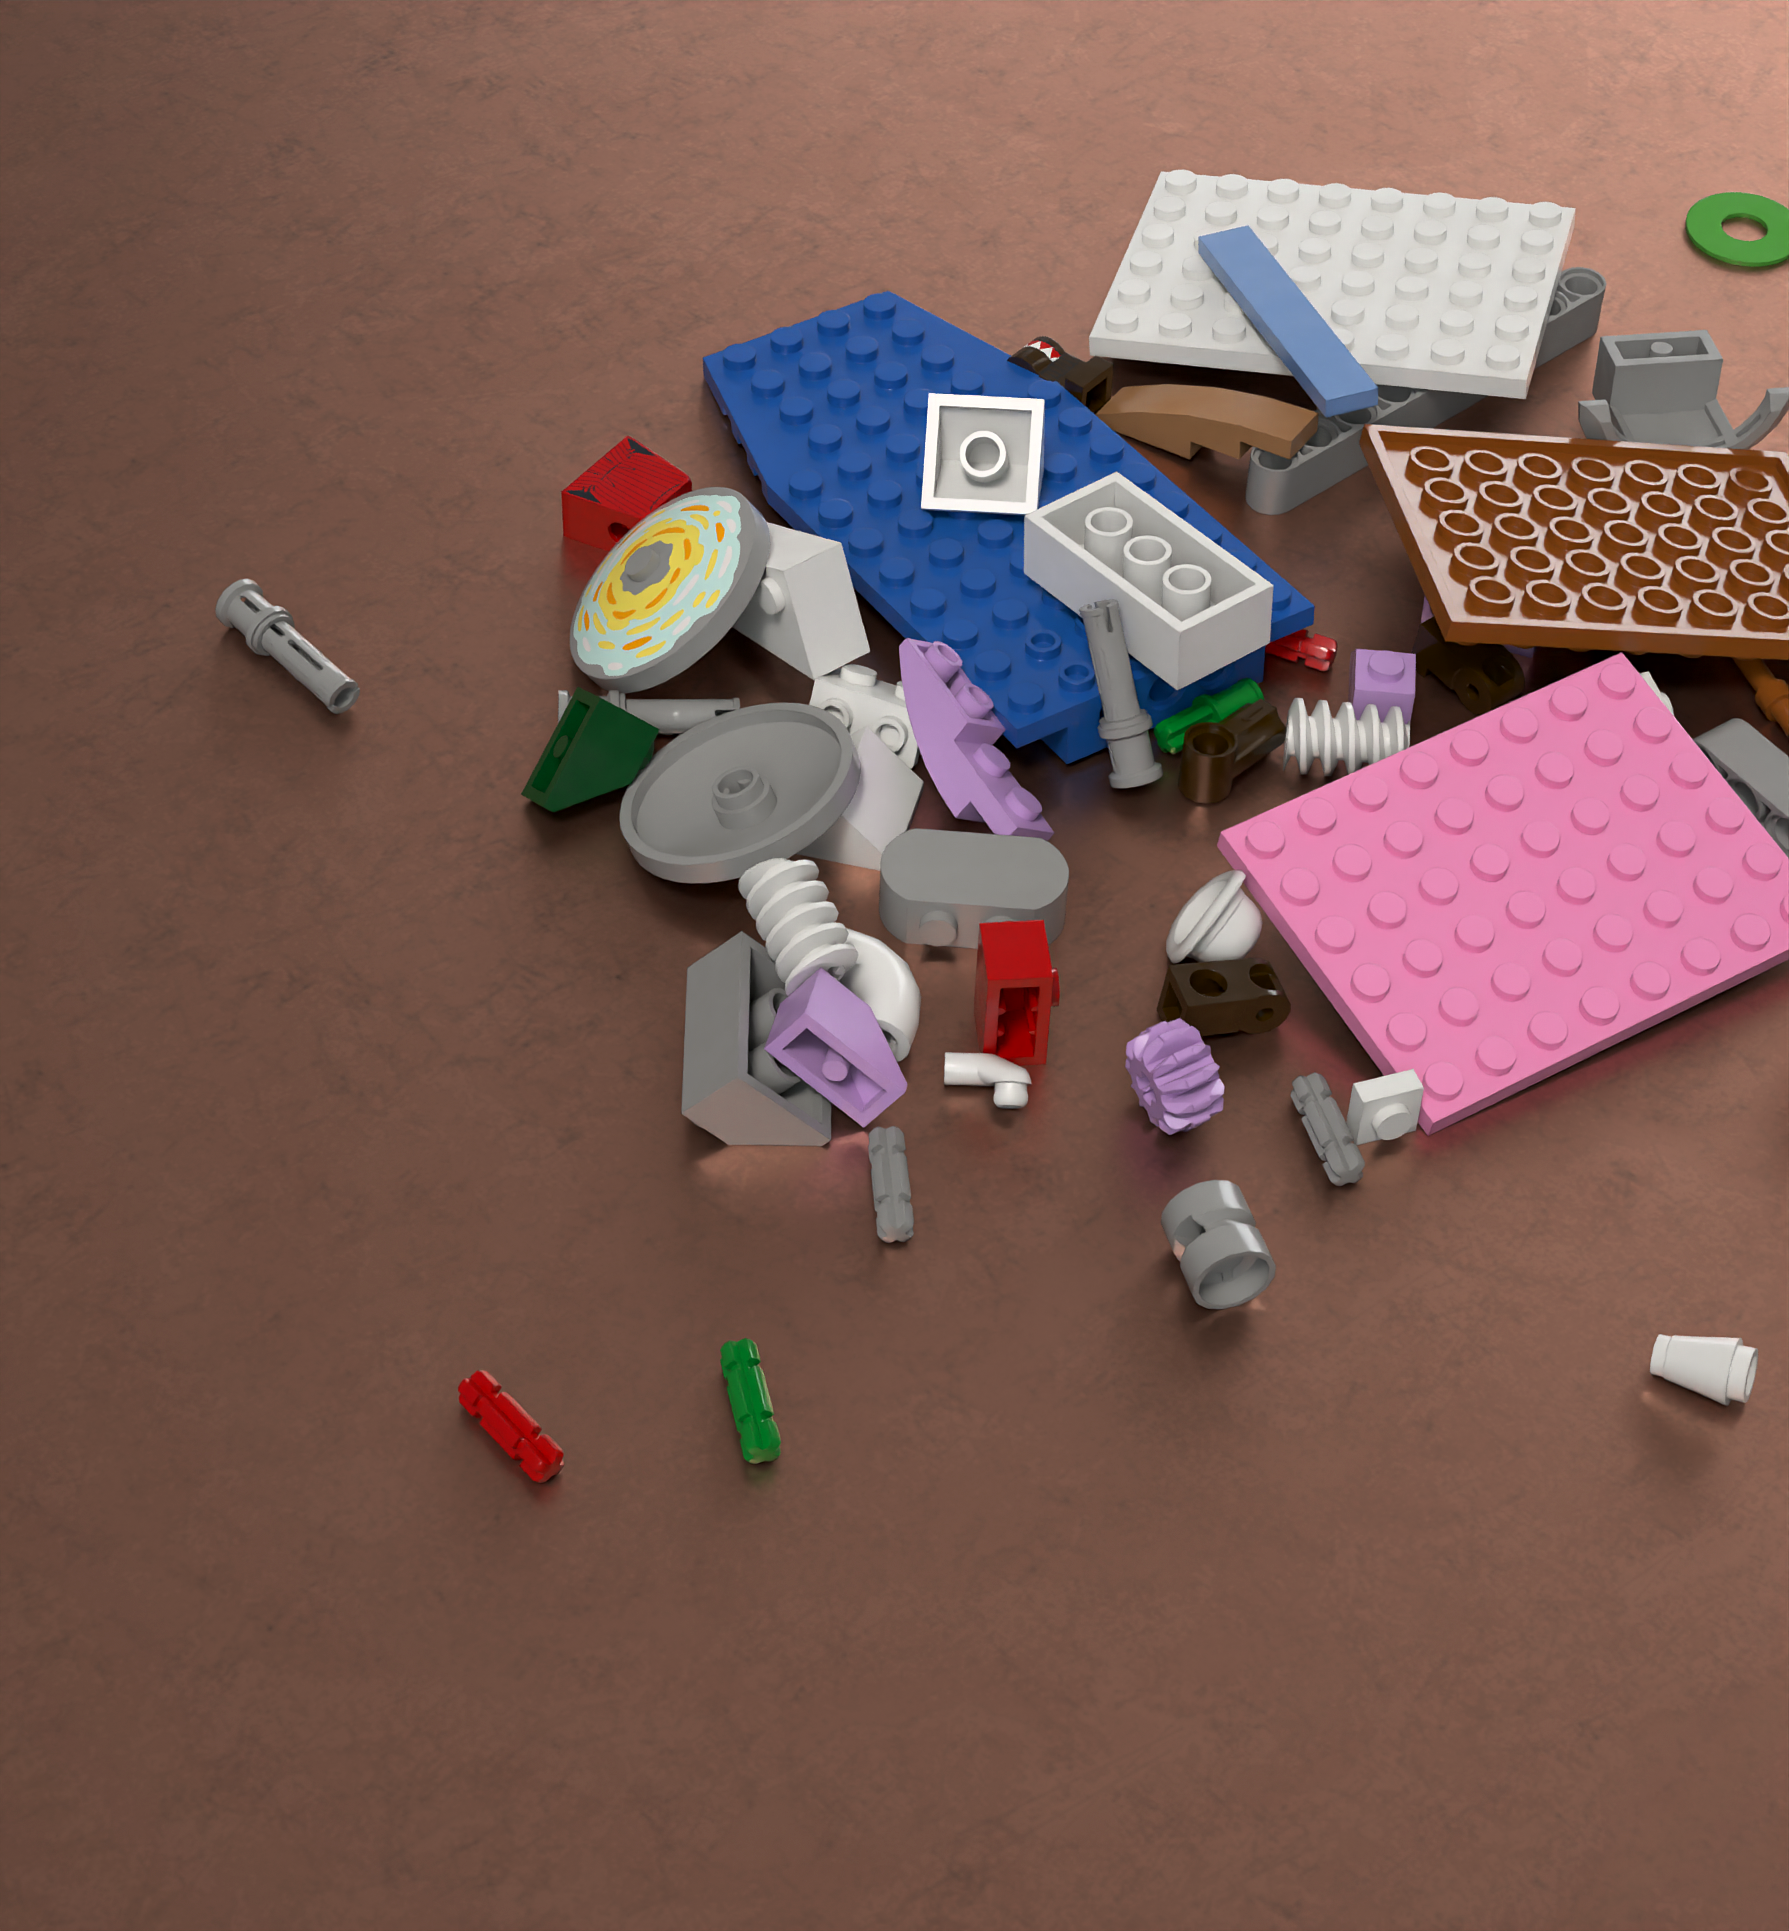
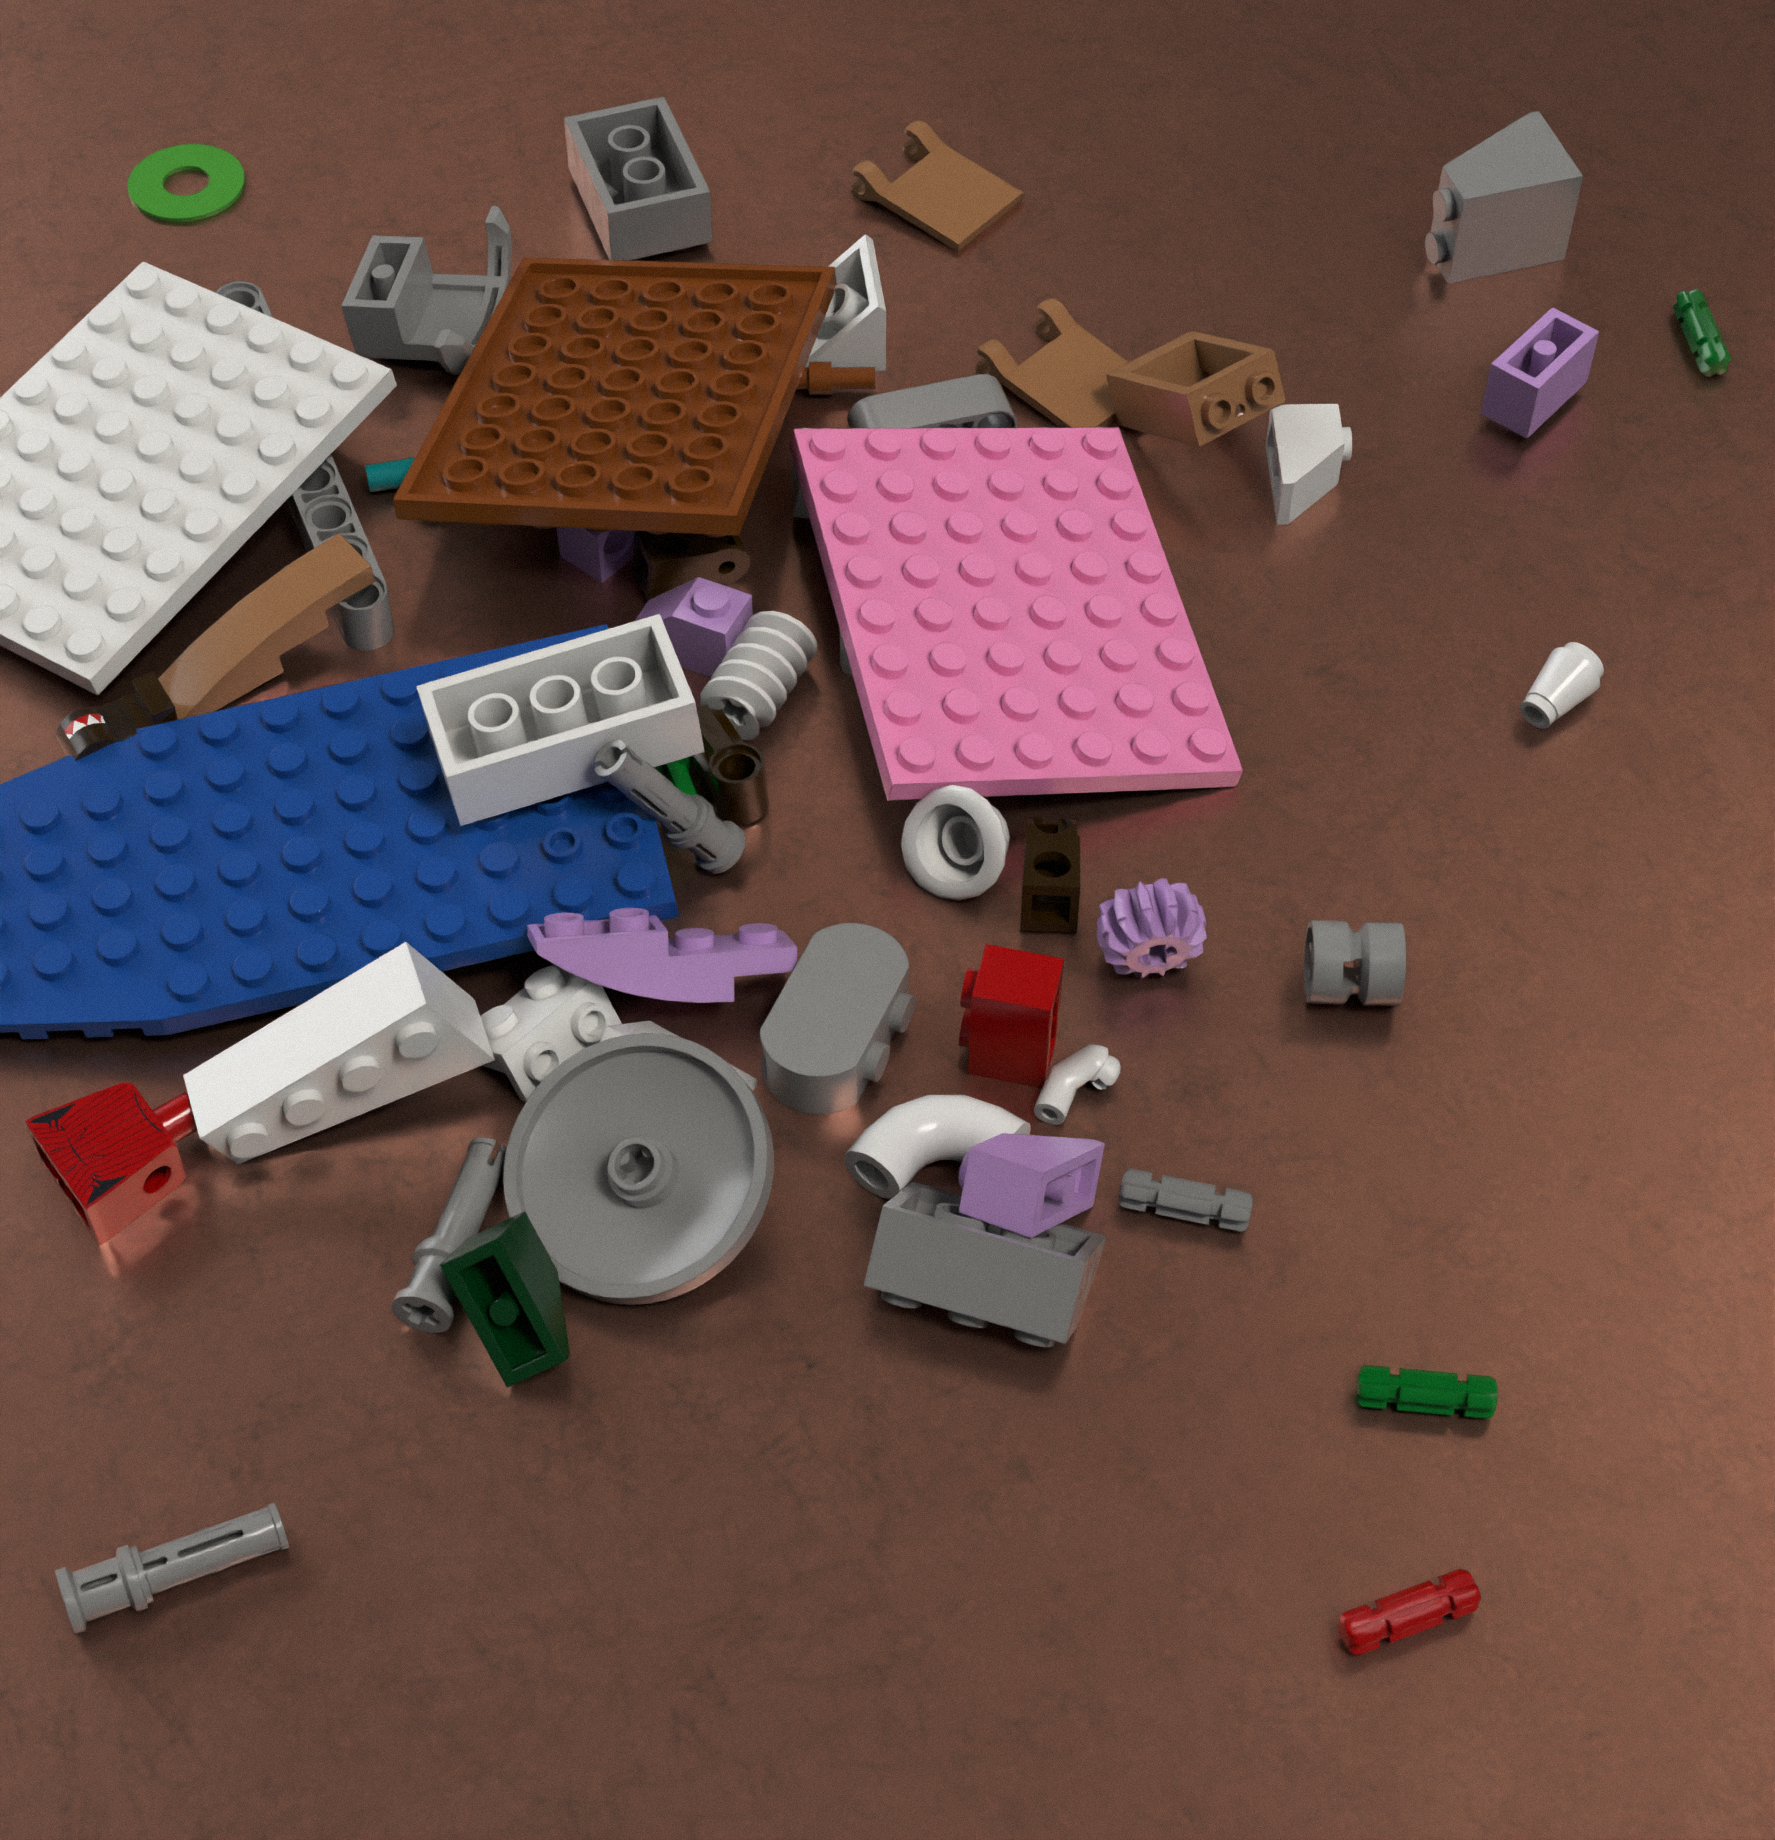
camera: 70 degrees left, 5 degrees up
(669, 590) = (324, 1140): dish -> none
(796, 920) = (895, 1151): white piece -> none
(983, 454) = (279, 805): white slope -> none
(1288, 321) = (196, 509): medium blue tile -> none
(1327, 1129) = (1220, 848): light grey axle -> none
(1384, 1107) = (1222, 796): white plate -> none

